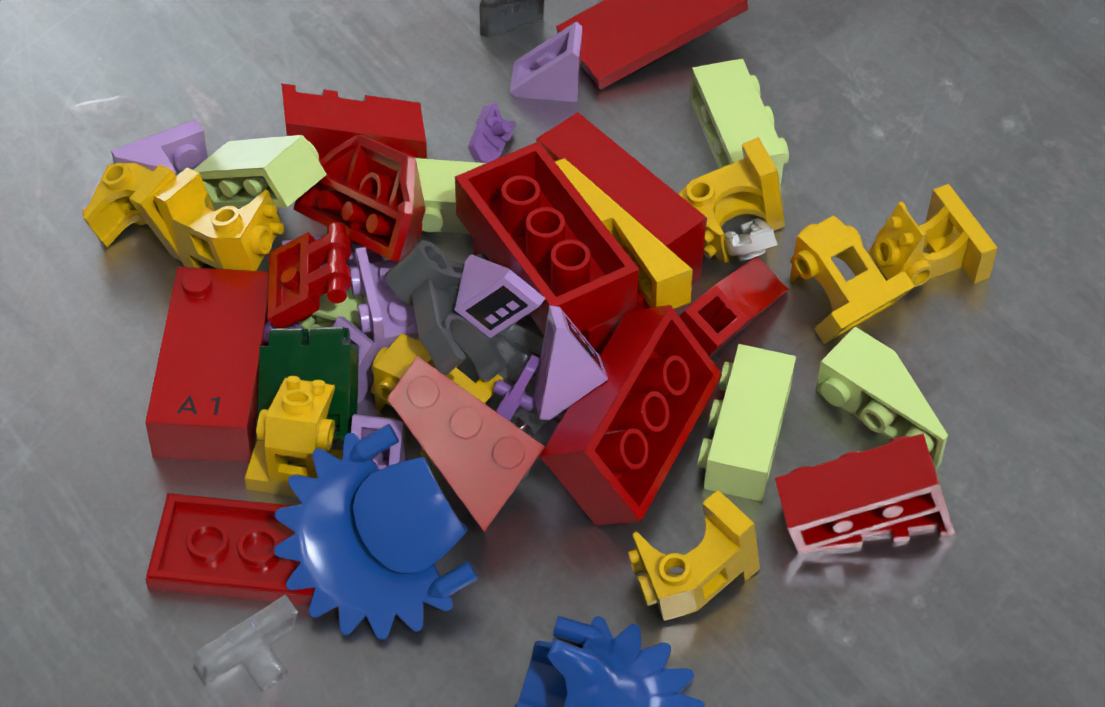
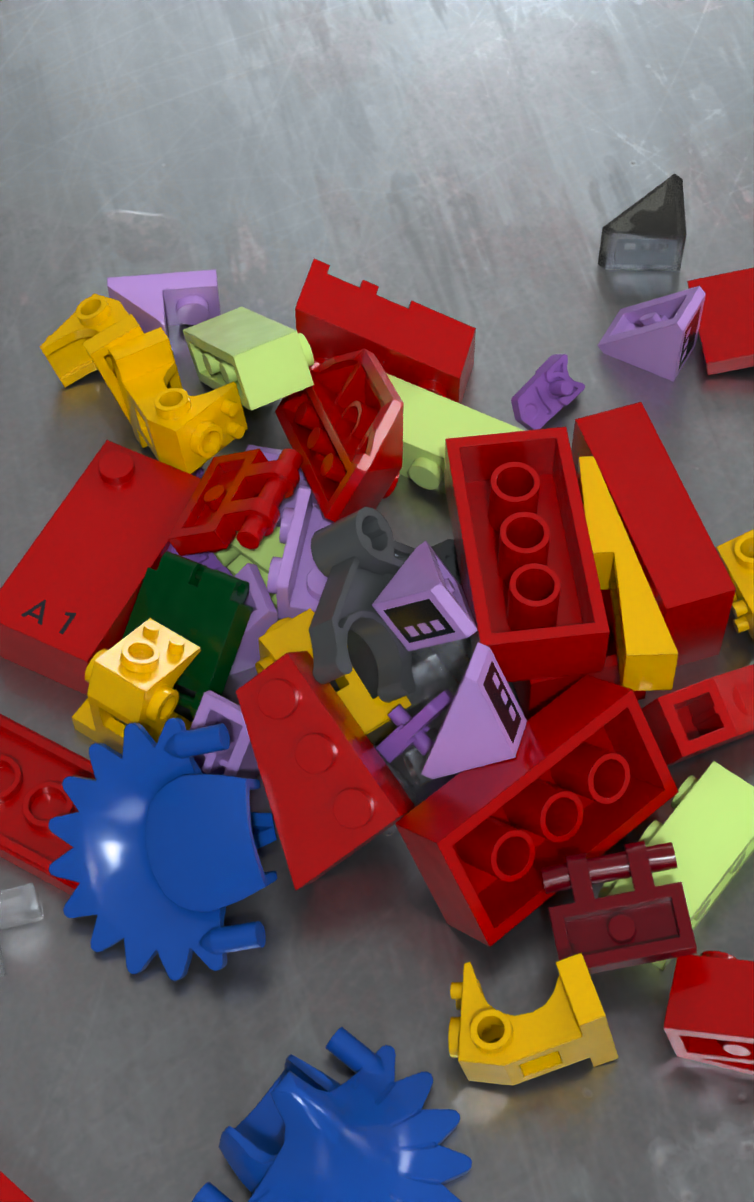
camera: 25 degrees right, 5 degrees up
(734, 469) = (621, 927): none -> dark red plate

